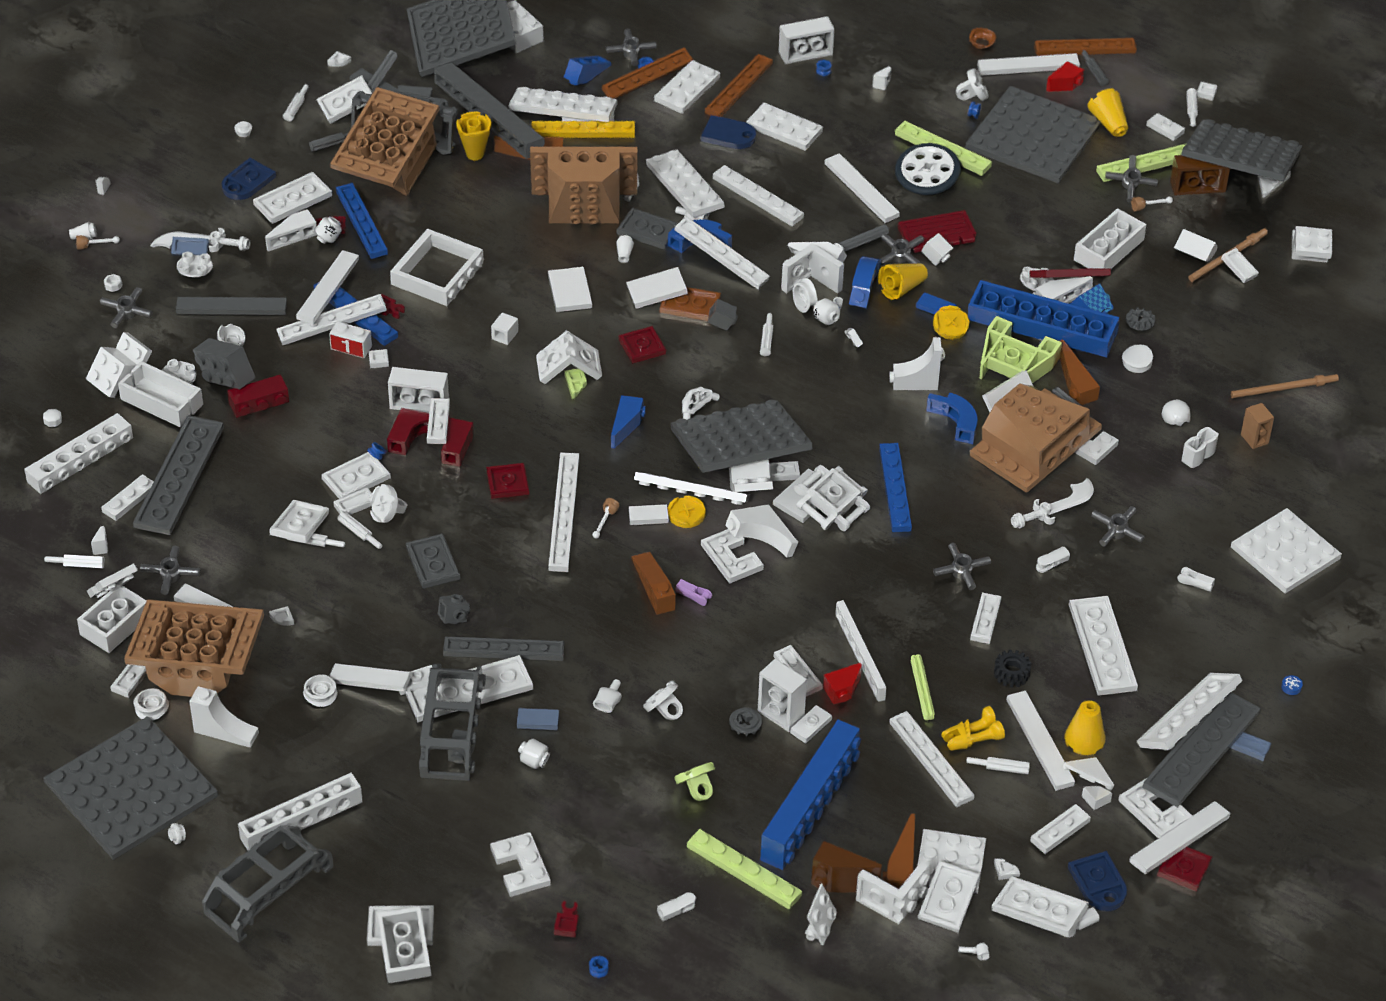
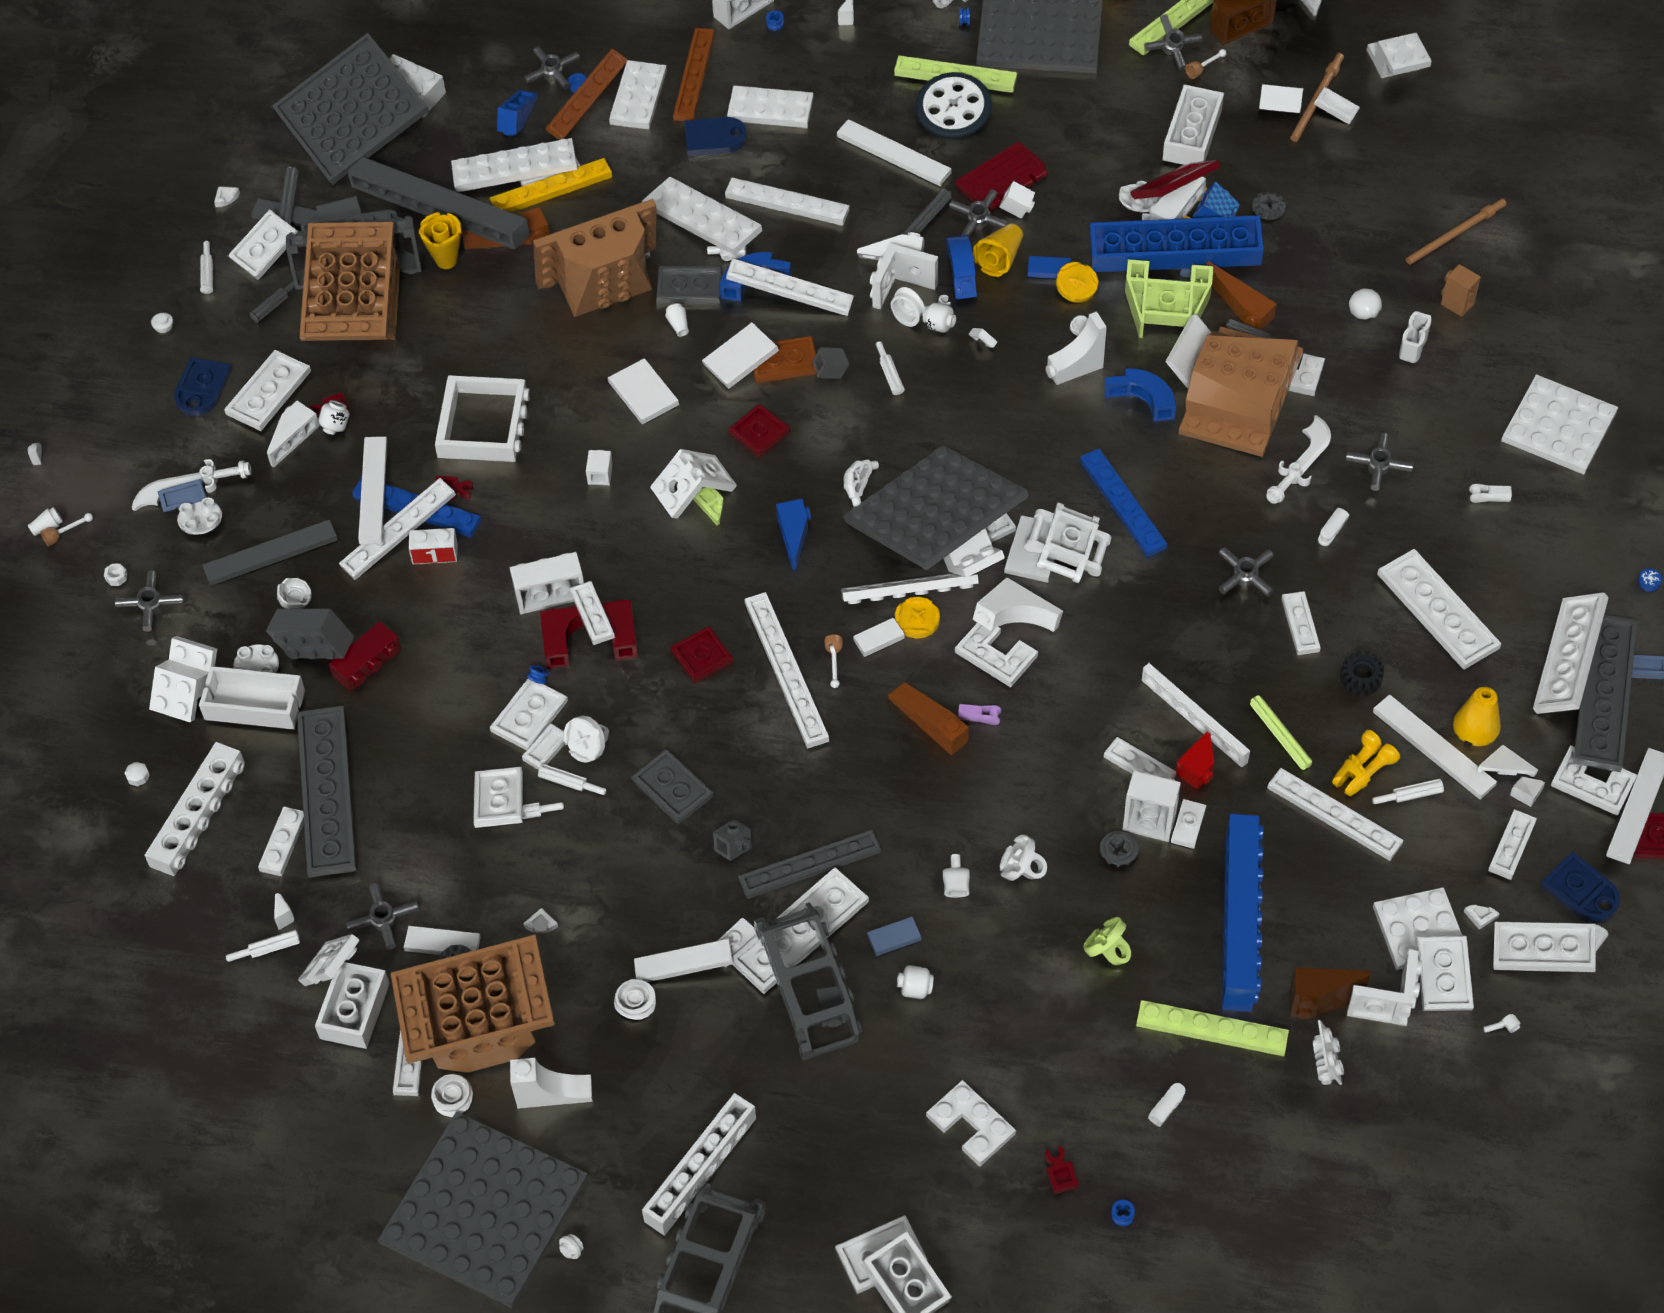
camera: 20 degrees left, 10 degrees up
(361, 220) = (363, 391): blue plate -> none
(378, 358) = (475, 556): white tile -> none
(901, 861) = (1374, 949): dark orange slope -> none
(1137, 358) = (1292, 254): white piece -> none

